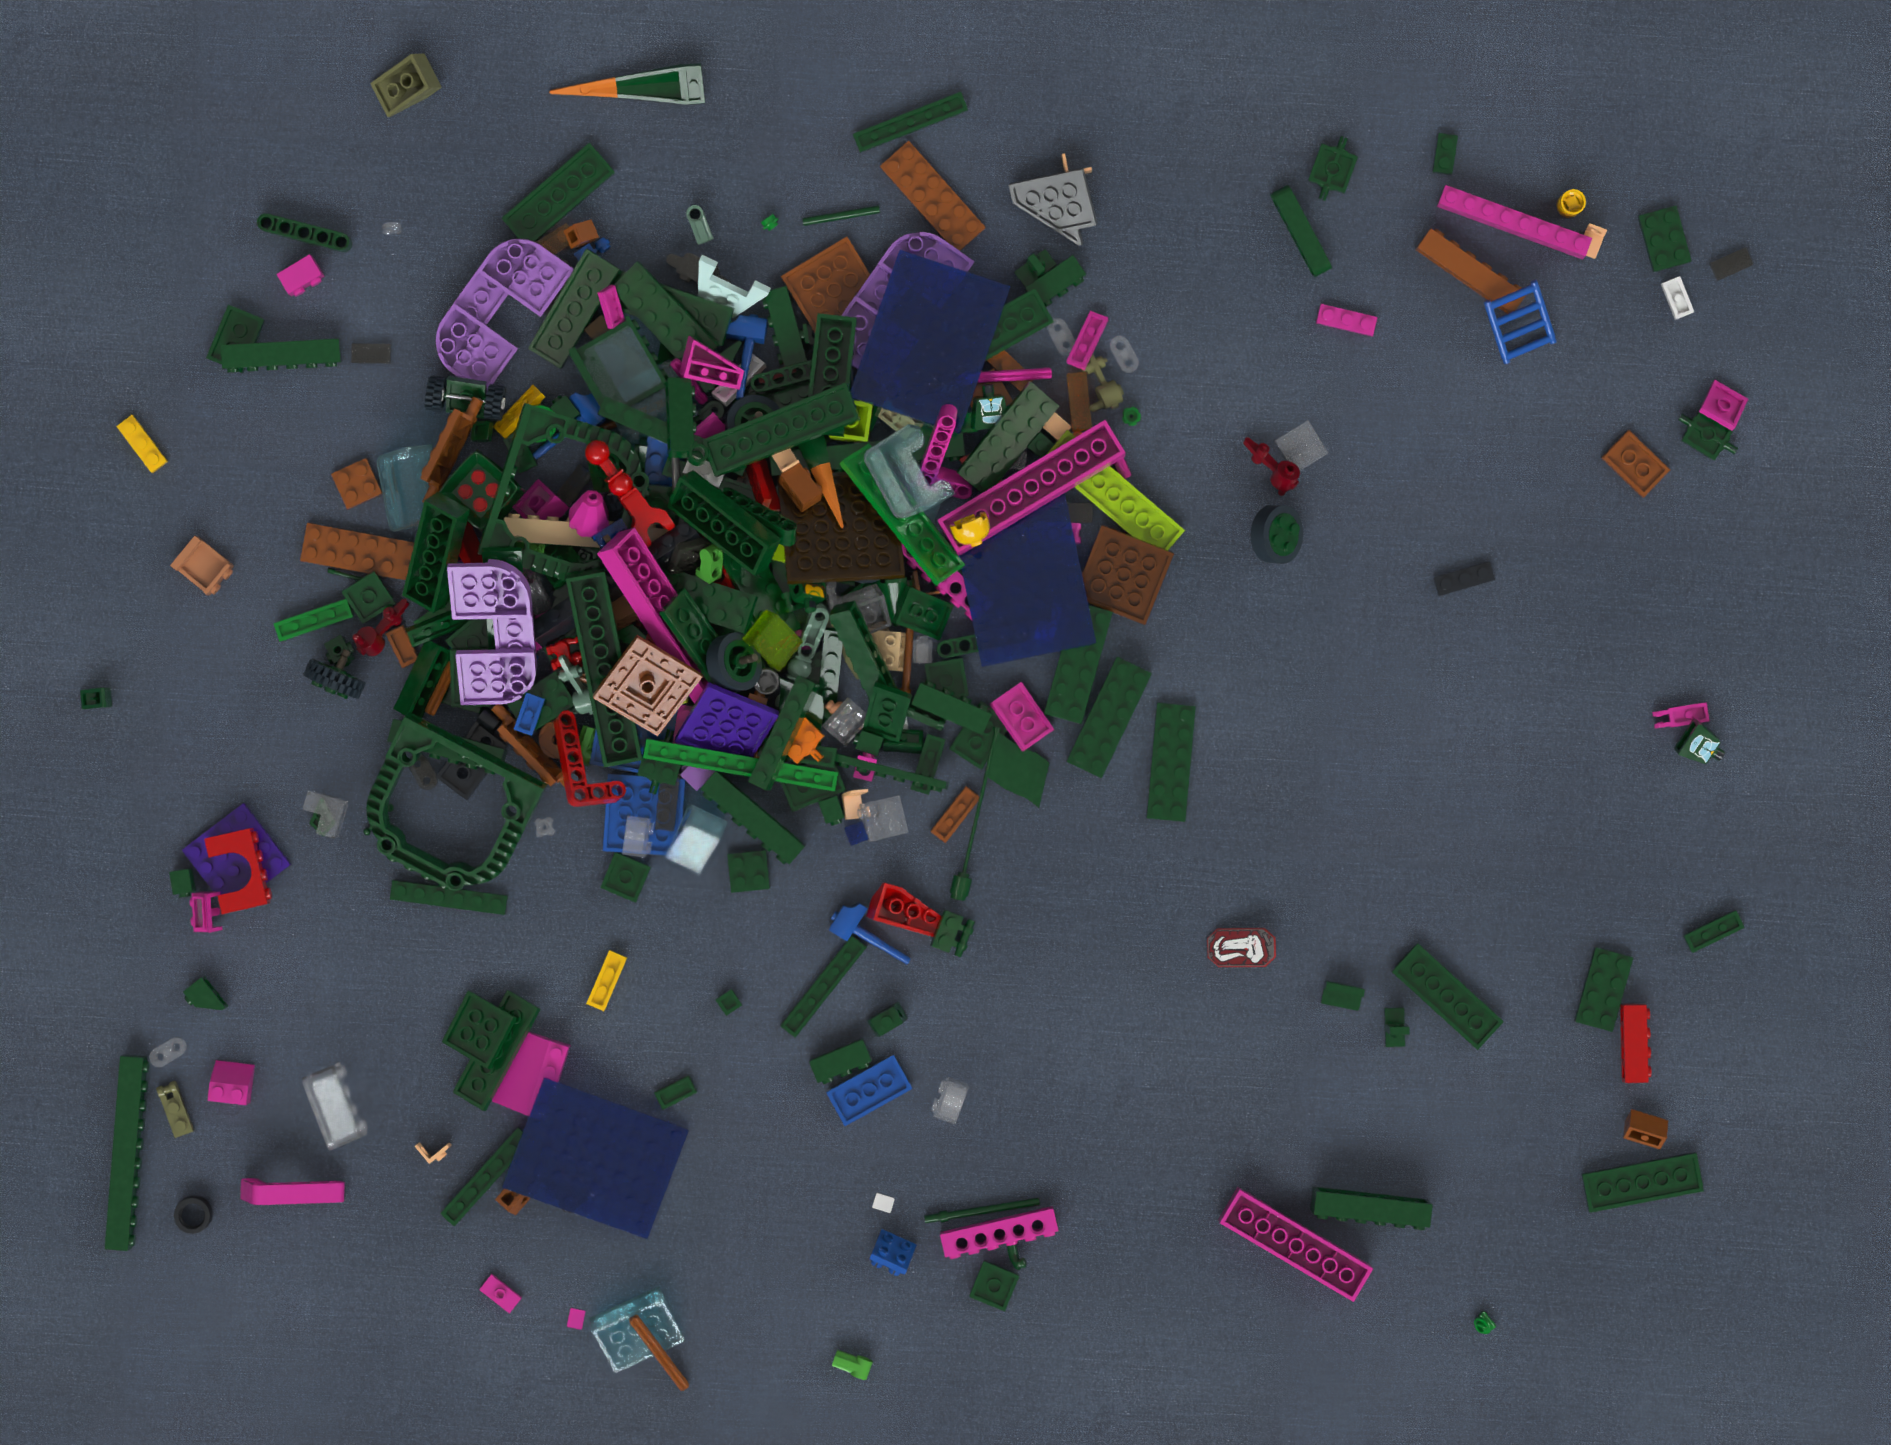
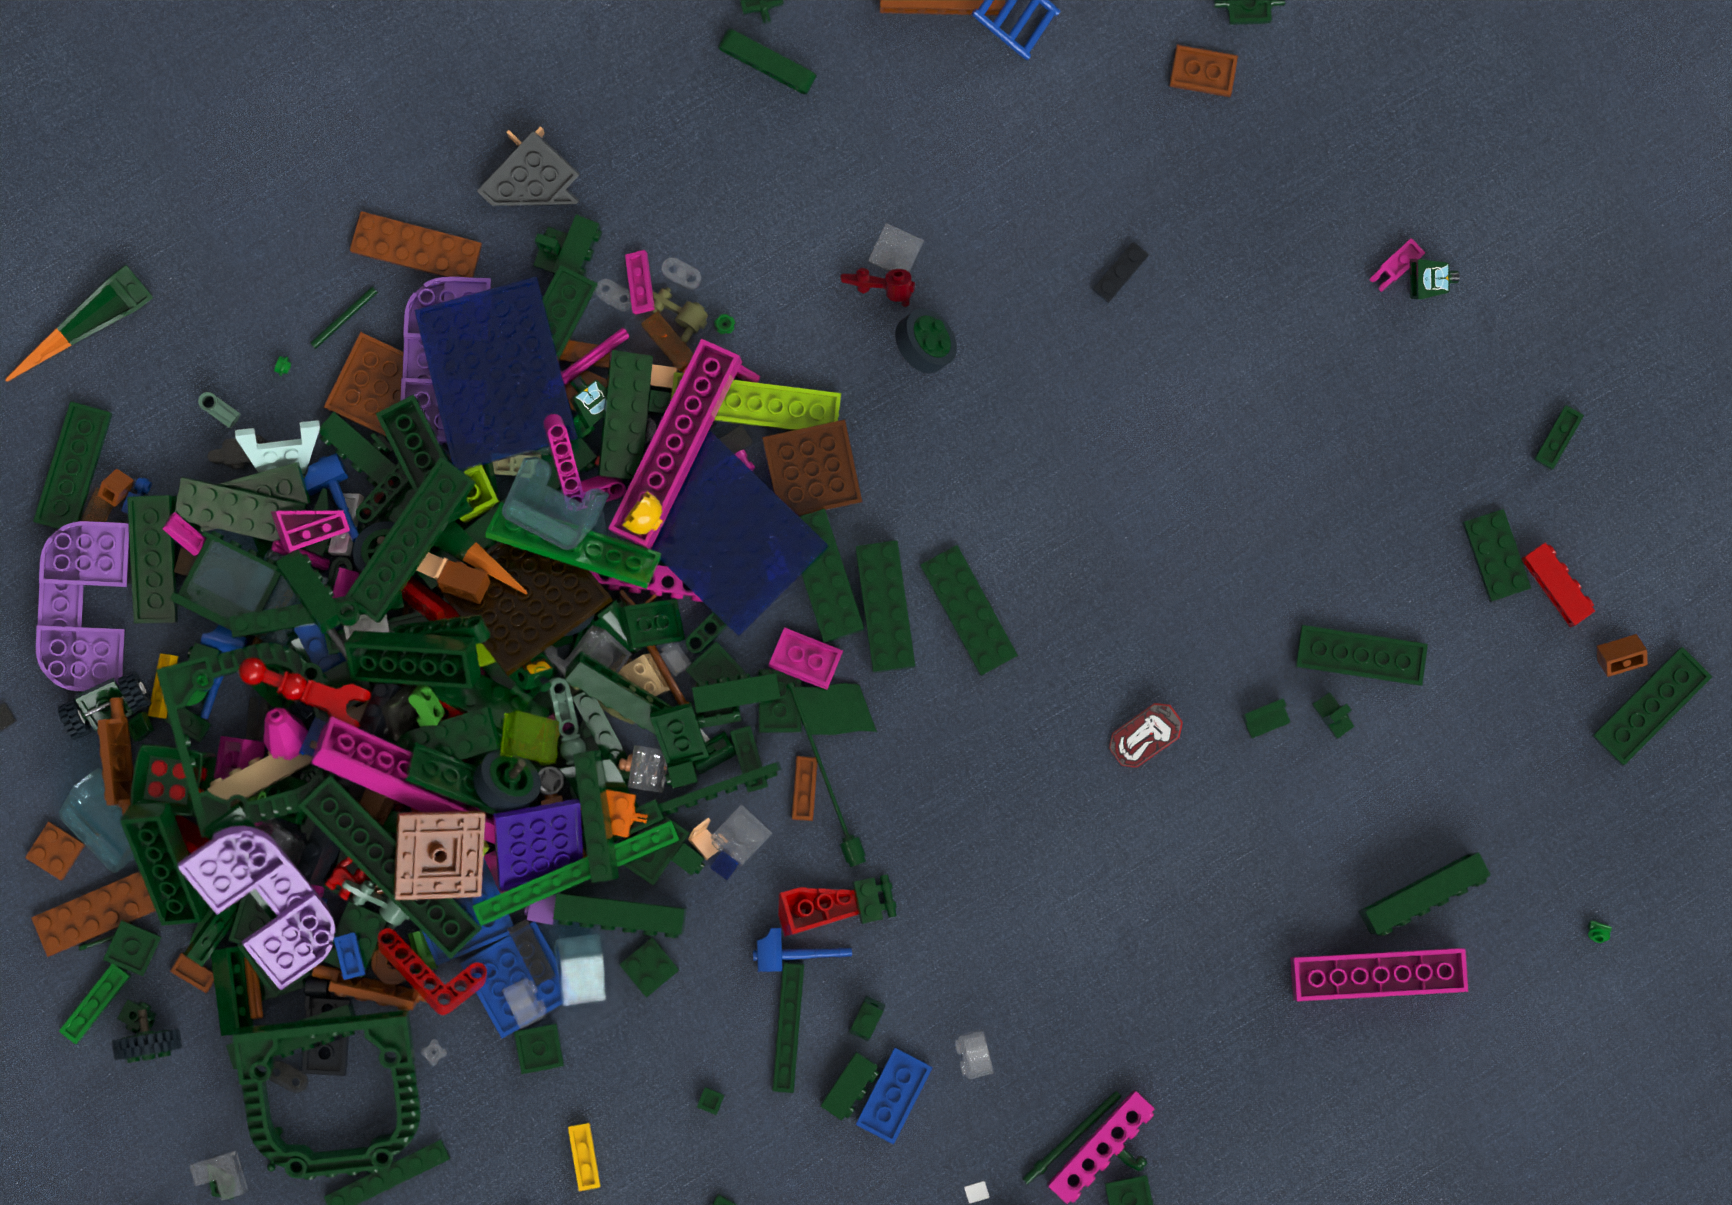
camera: 30 degrees left, 5 degrees down
(370, 640) = (160, 987): dark red piece -> none
(659, 771) = (504, 928): dark green plate -> none
(866, 757) = (689, 789): dark pink bracket -> none
(910, 122) = (351, 194): dark green plate -> none
(1346, 320) = (860, 113): dark pink plate -> none

